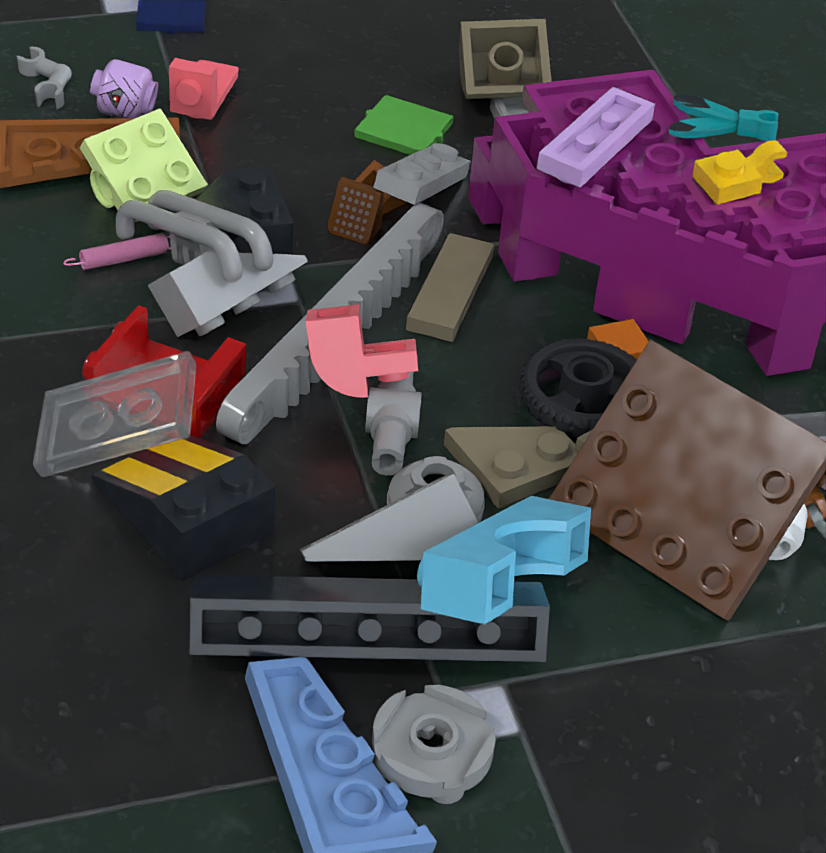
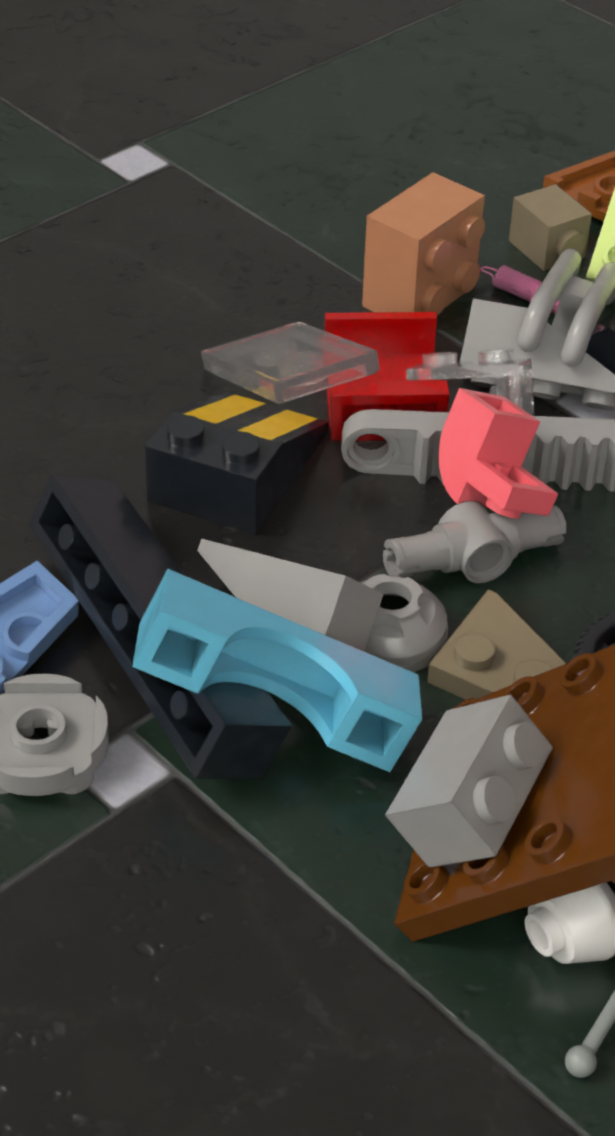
camera: 65 degrees right, 0 degrees up
(55, 276) = (423, 247): none -> nougat brick
(62, 203) = (548, 224): none -> dark tan brick
(242, 305) = (511, 374): none -> clear bracket
(688, 501) = (470, 782): none -> light grey brick

